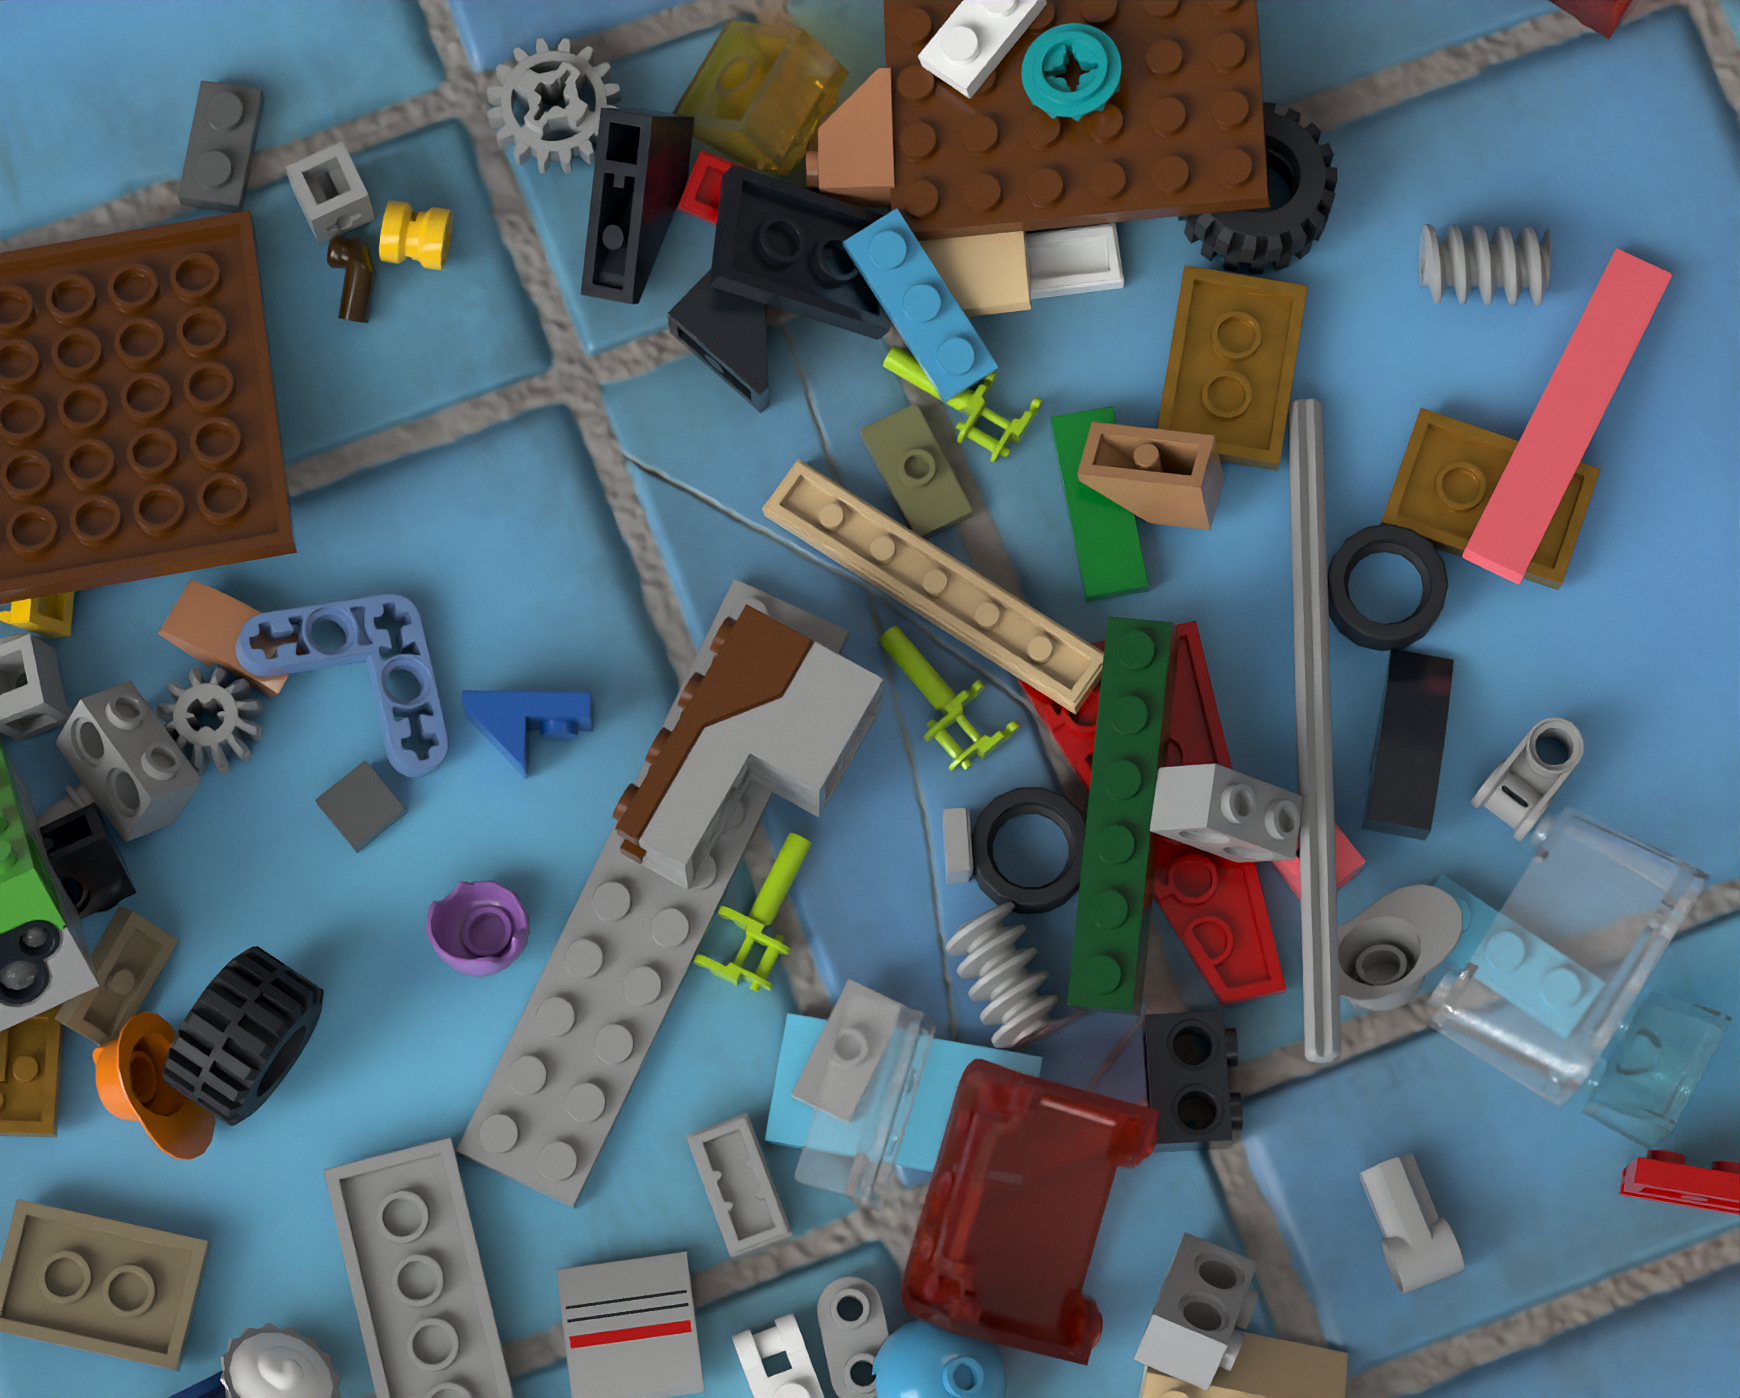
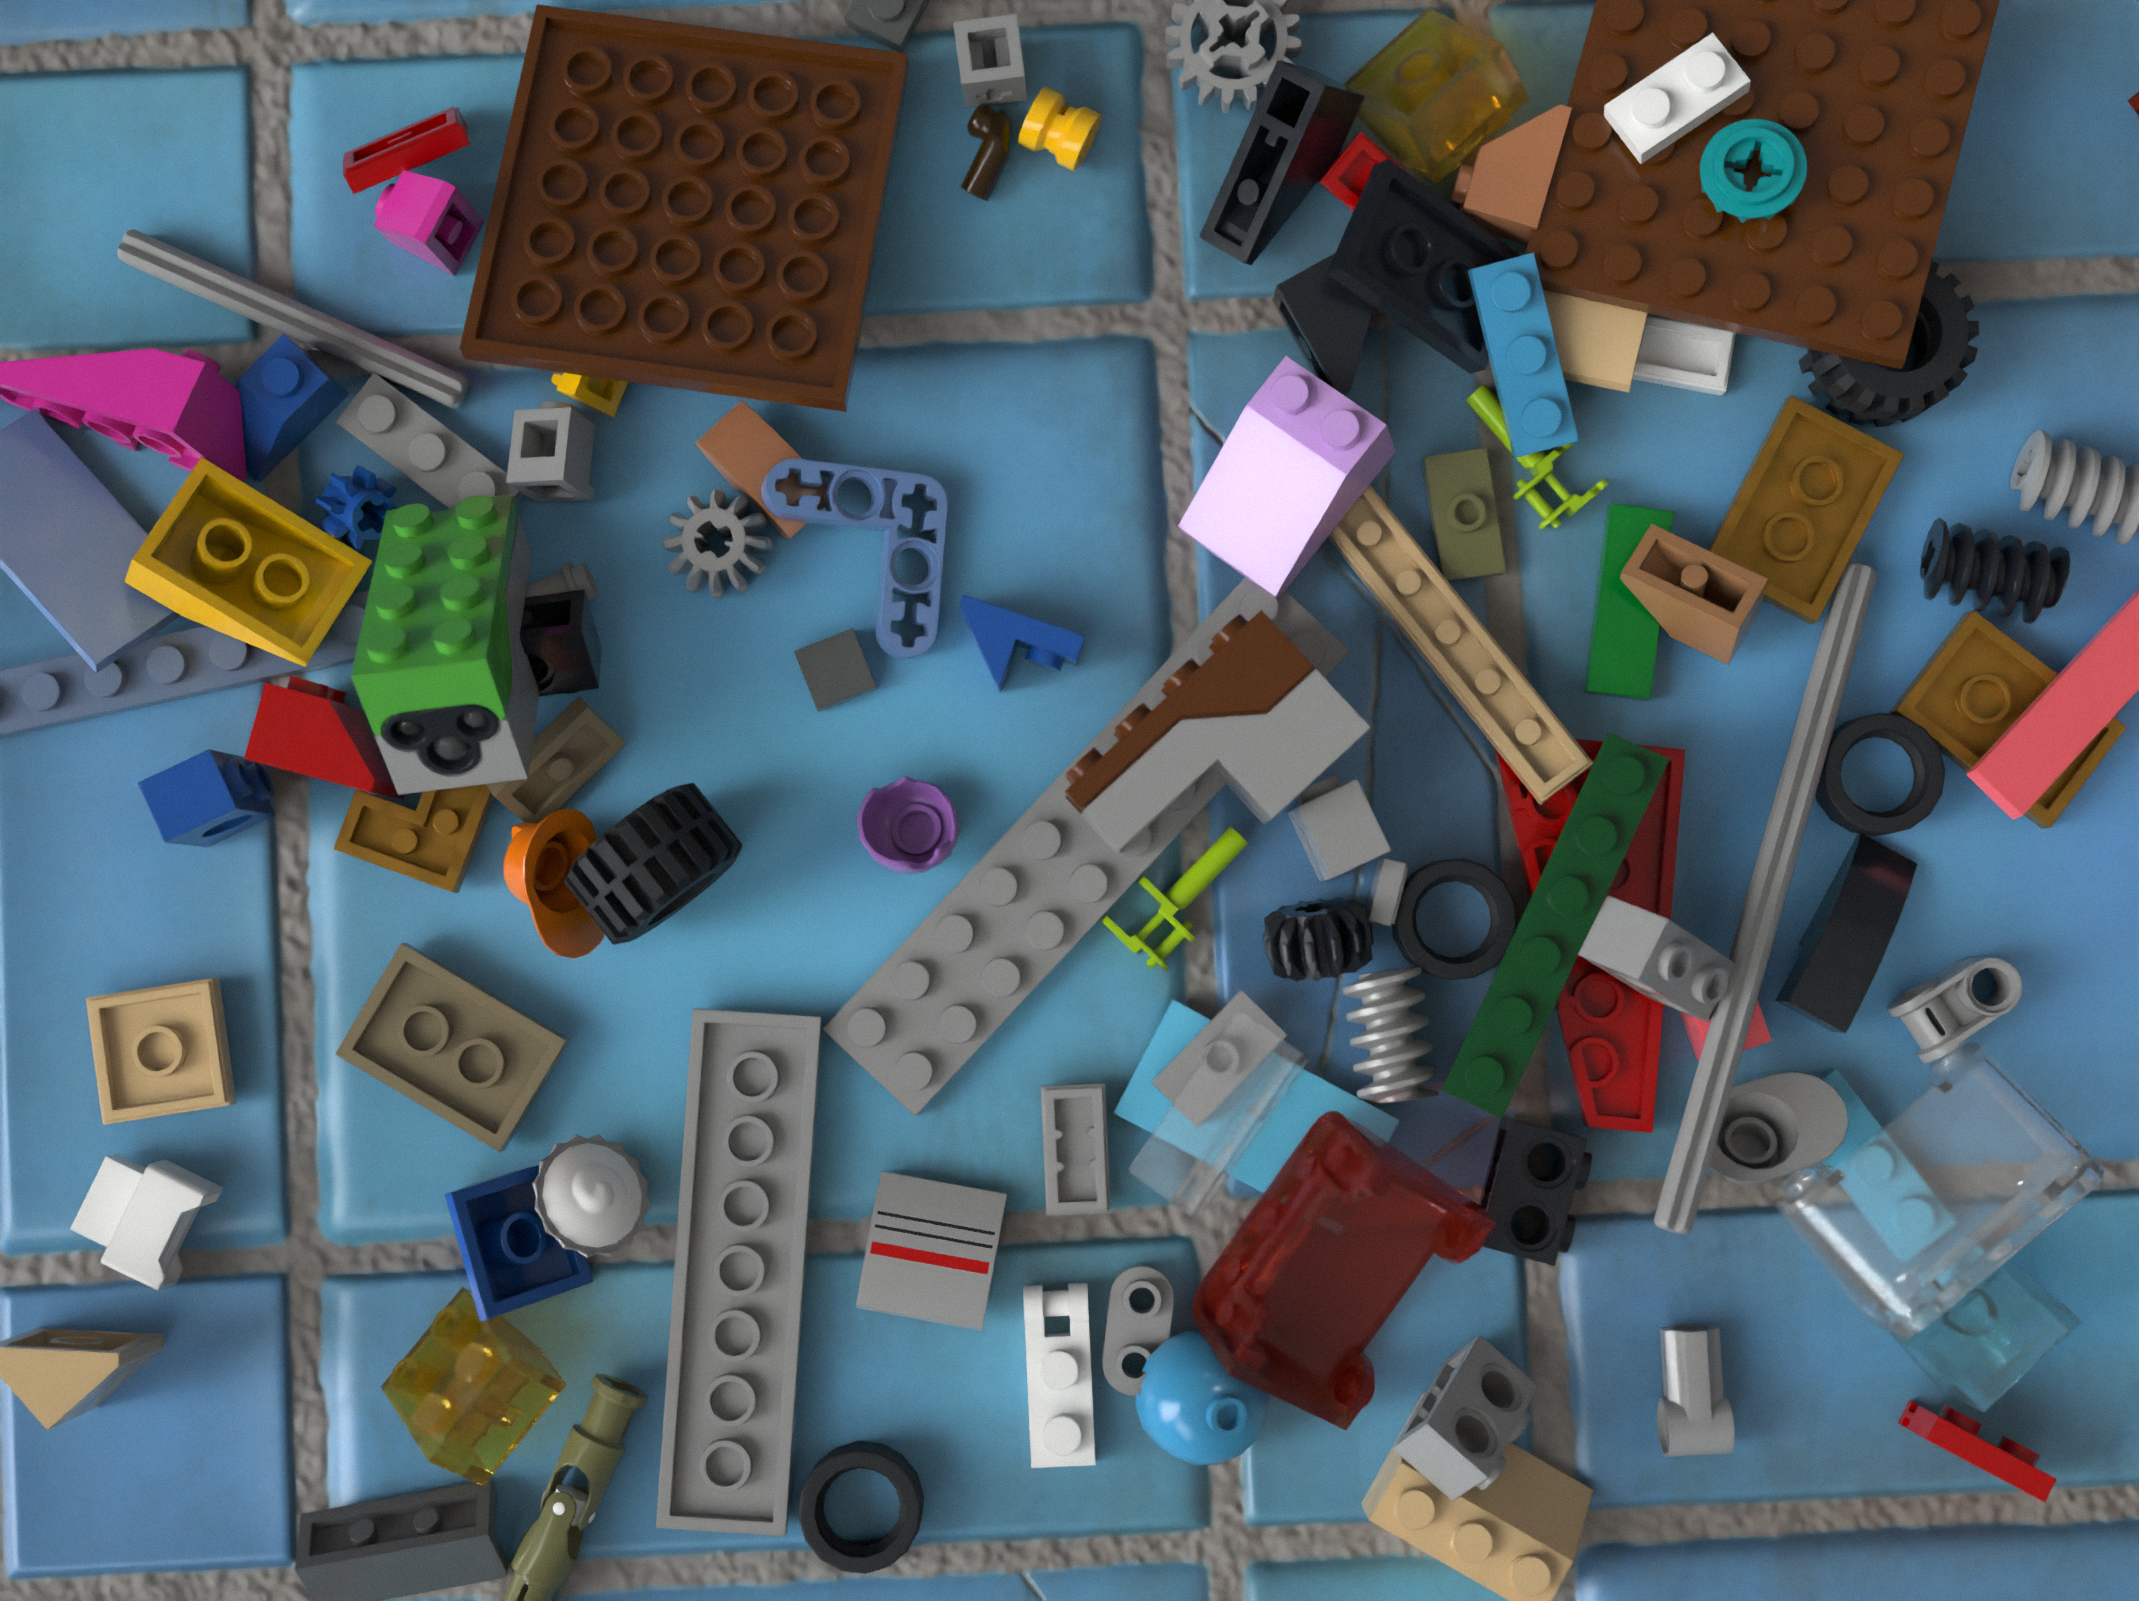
camera: 25 degrees right, 10 degrees up
(127, 761) = (627, 560): light grey brick -> none
(734, 487) = (1286, 477): none -> slope
(889, 795) = (1337, 827): none -> light grey brick
(906, 906) = (1318, 939): none -> black gear
(943, 700) = (1416, 743): lime piece -> none
(1426, 366) = (1992, 569): none -> black piece

